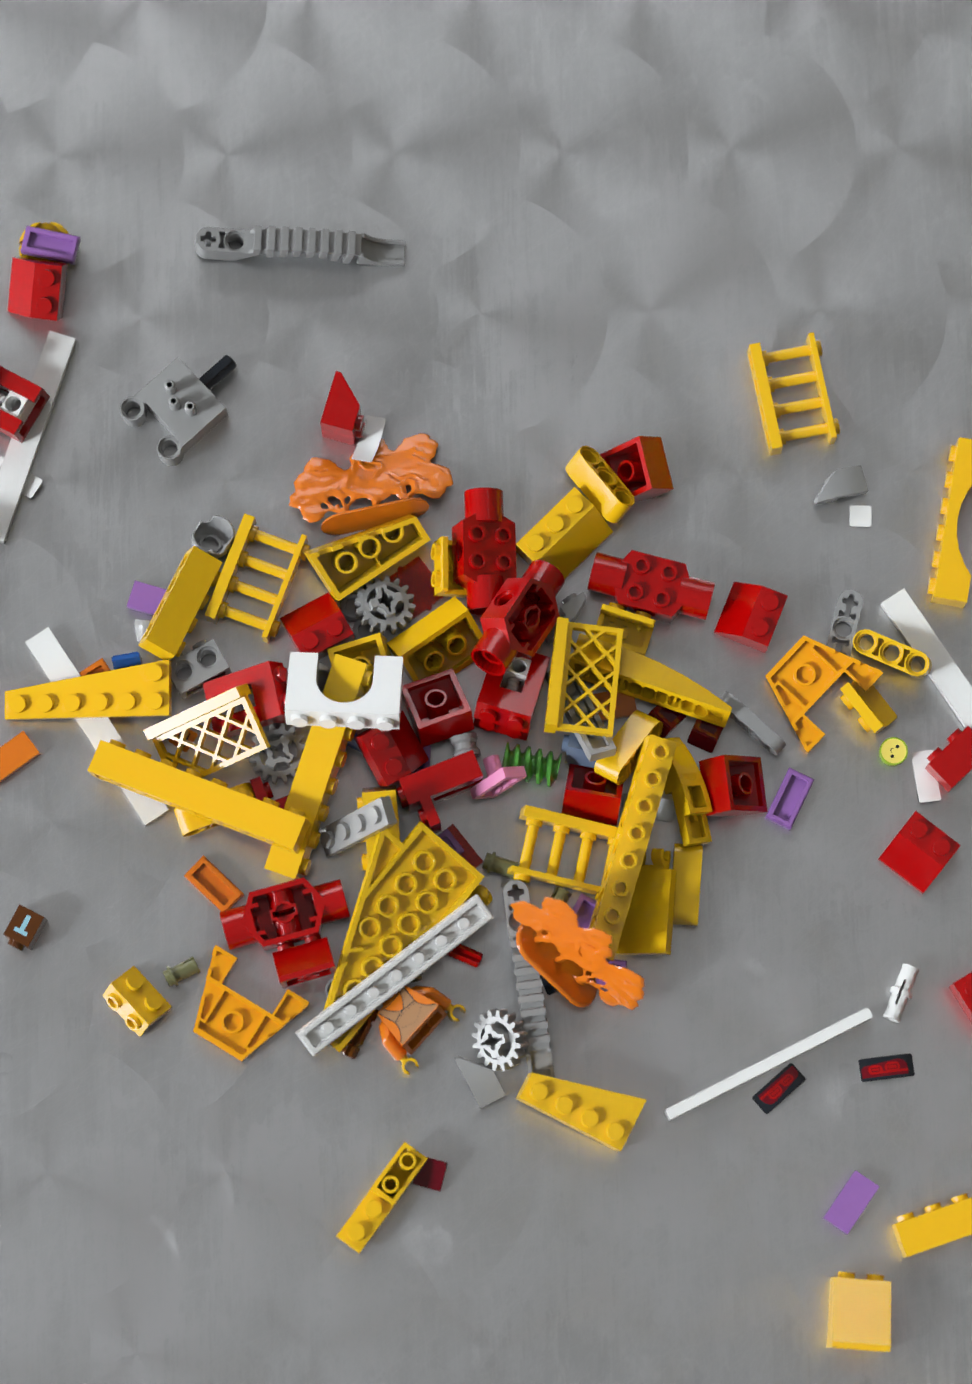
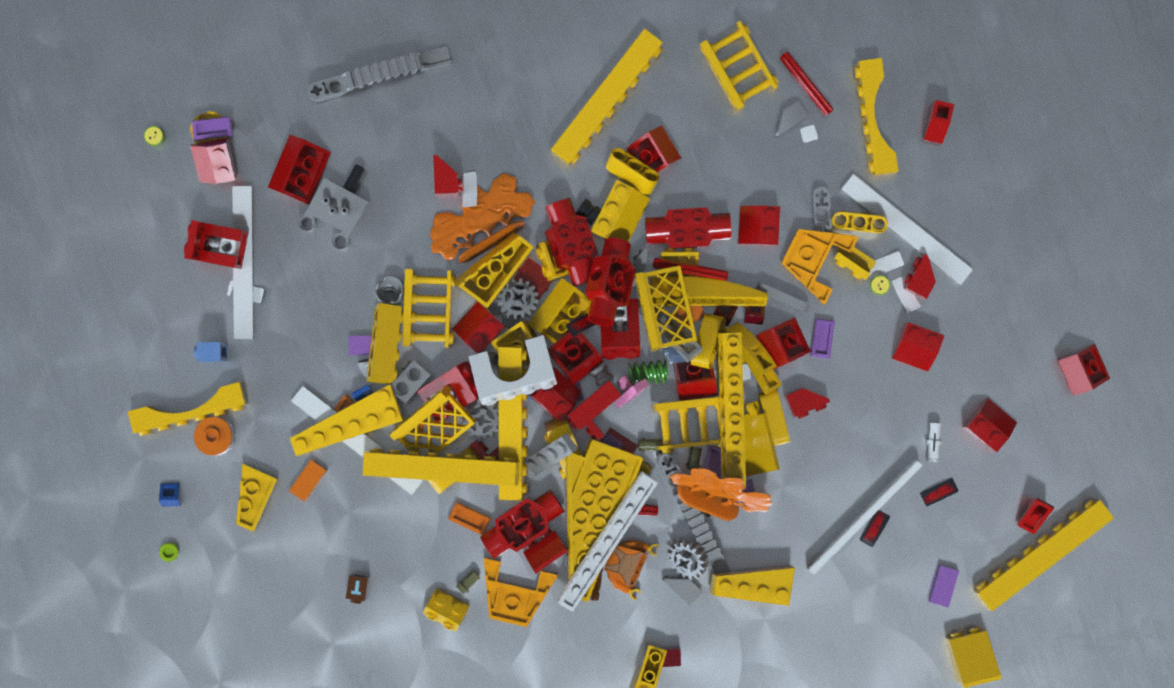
camera: 15 degrees left, 10 degrees up
(148, 337) = (299, 169): none -> red slope
(459, 668) = (579, 325): none -> sticker
(522, 518) = (588, 211): none -> black wheel
(598, 377) = (606, 97): none -> yellow brick
(639, 642) = (691, 269): none -> red axle
(736, 874) = (803, 401): none -> red slope
(878, 447) = (806, 83): none -> red axle
(911, 726) = (886, 264): none -> white sticker

